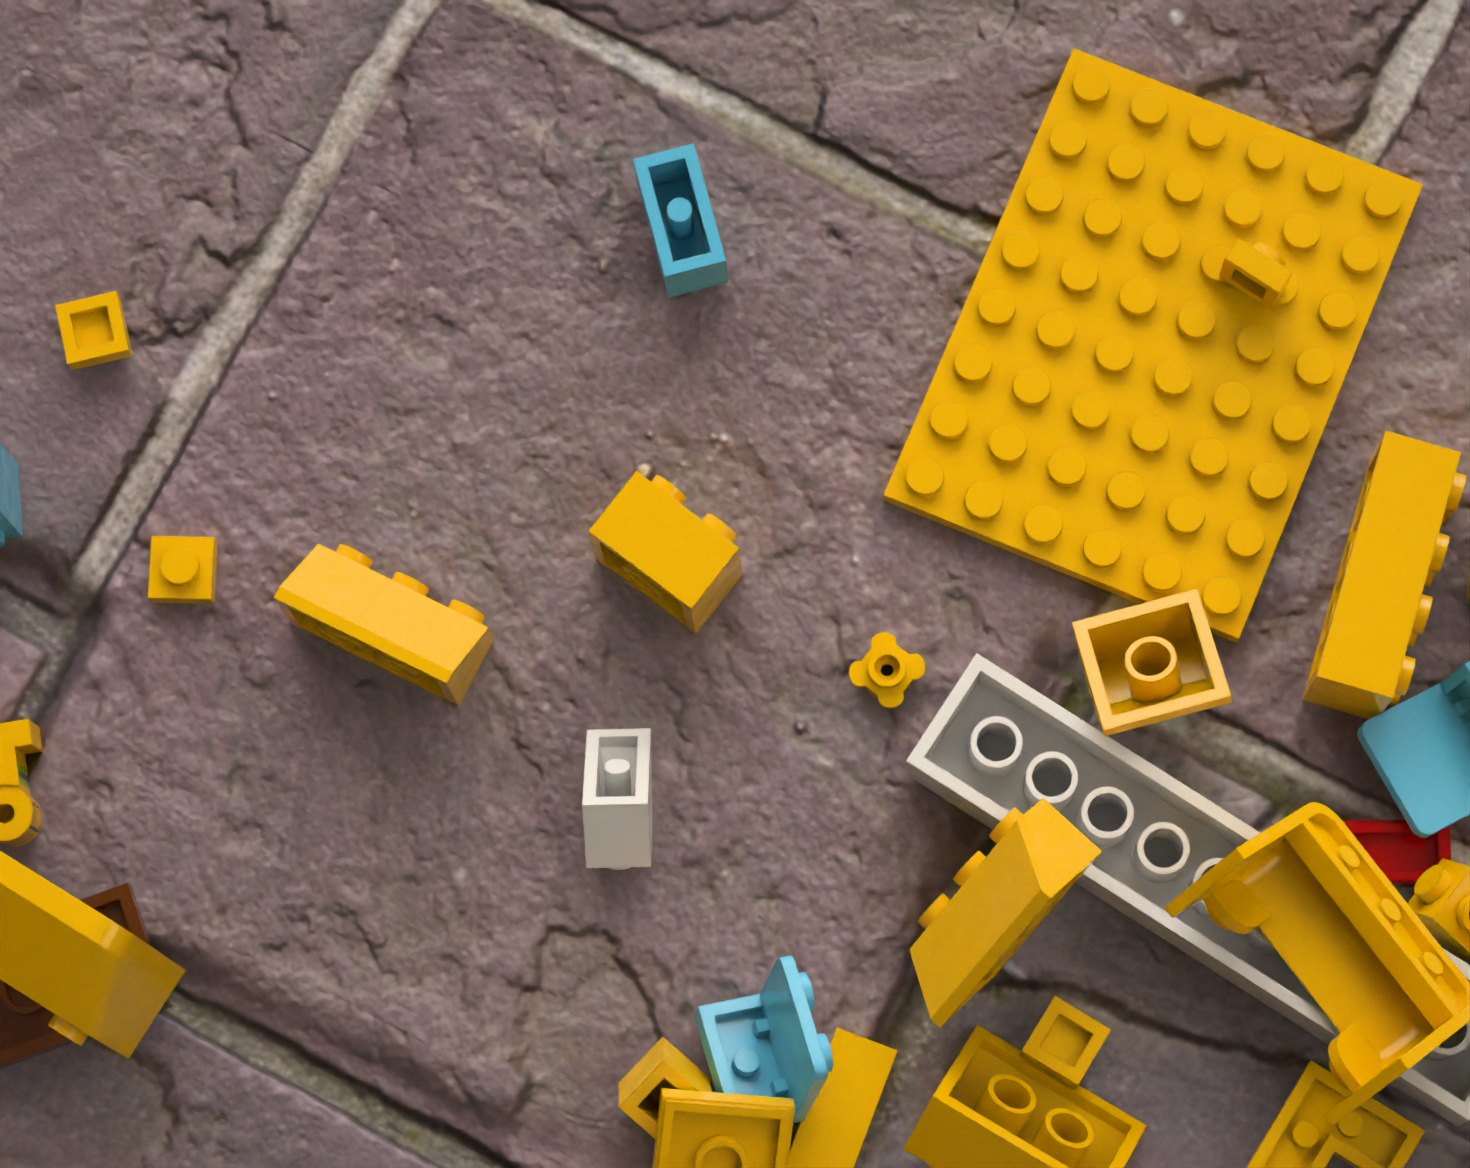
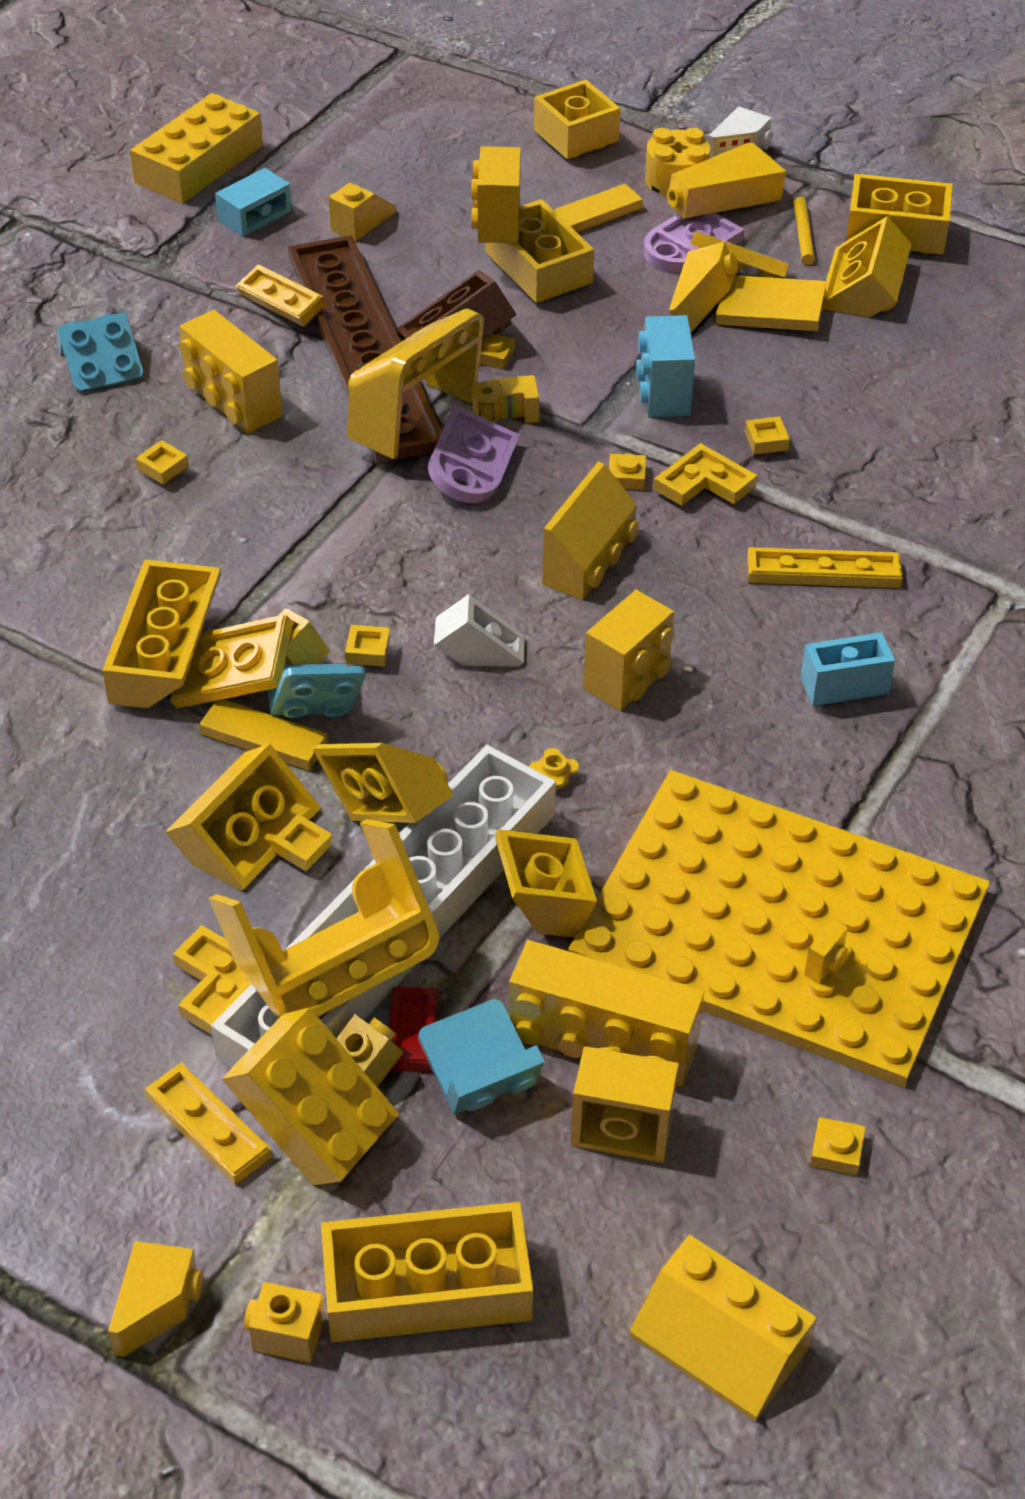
camera: 85 degrees right, 30 degrees down
(163, 834) = (473, 452): none -> lavender tile
(189, 434) = (708, 470): none -> yellow plate
(413, 252) = (824, 567): none -> yellow tile
(637, 978) = (367, 645): none -> yellow plate

